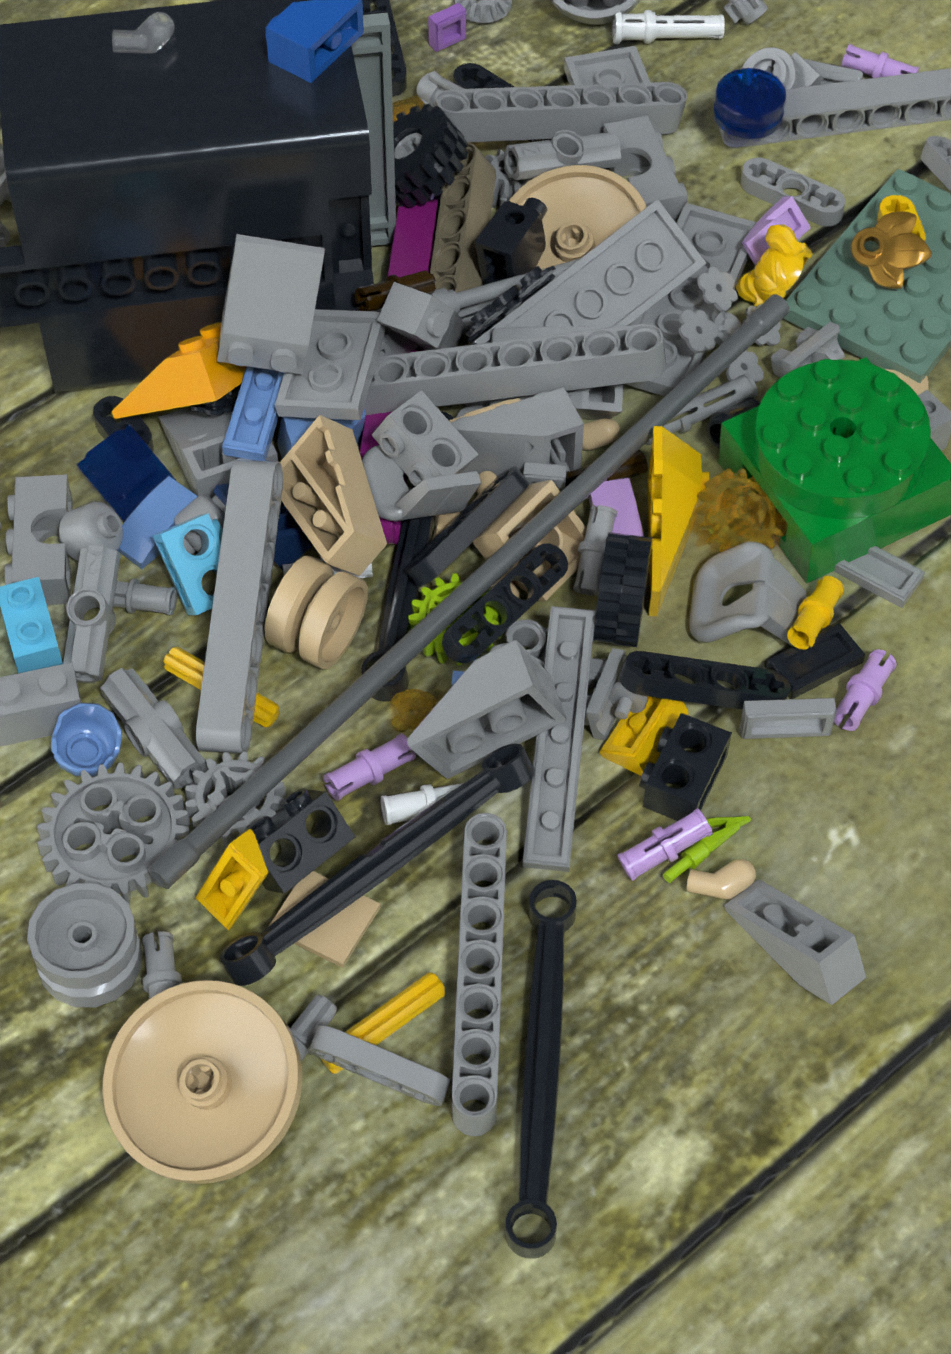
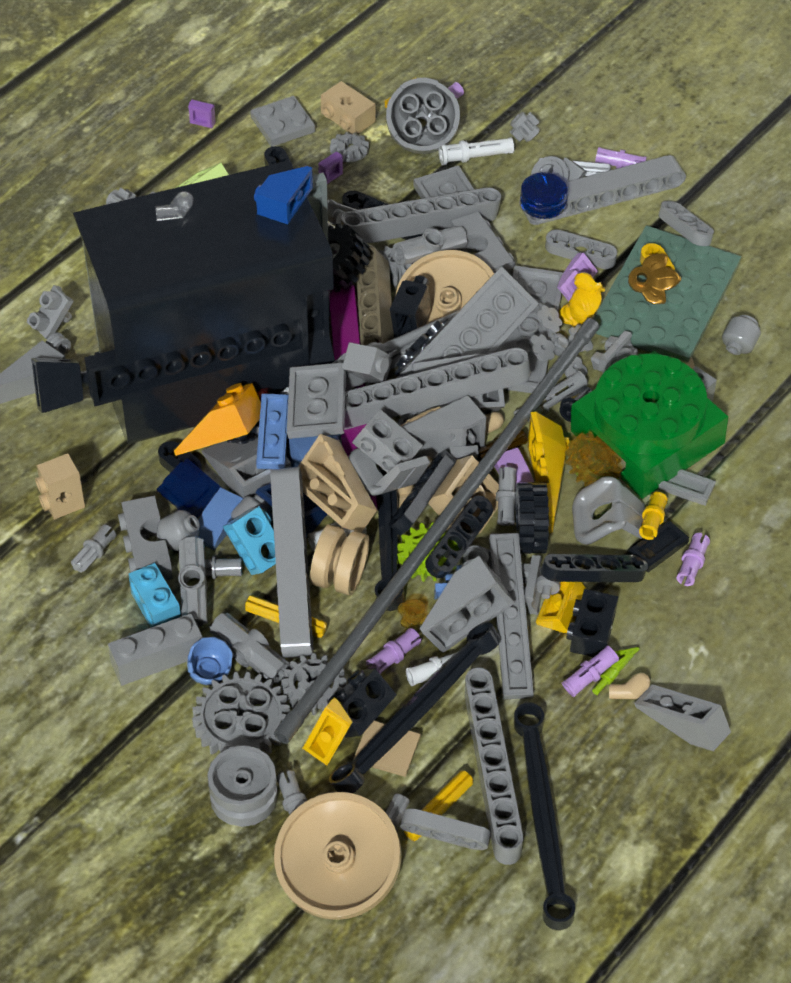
camera: 10 degrees left, 5 degrees down
(270, 304) = (276, 367): light grey slope -> none
(376, 294) = (339, 350): dark brown axle -> none
(787, 718) = (649, 583): light grey tile -> none

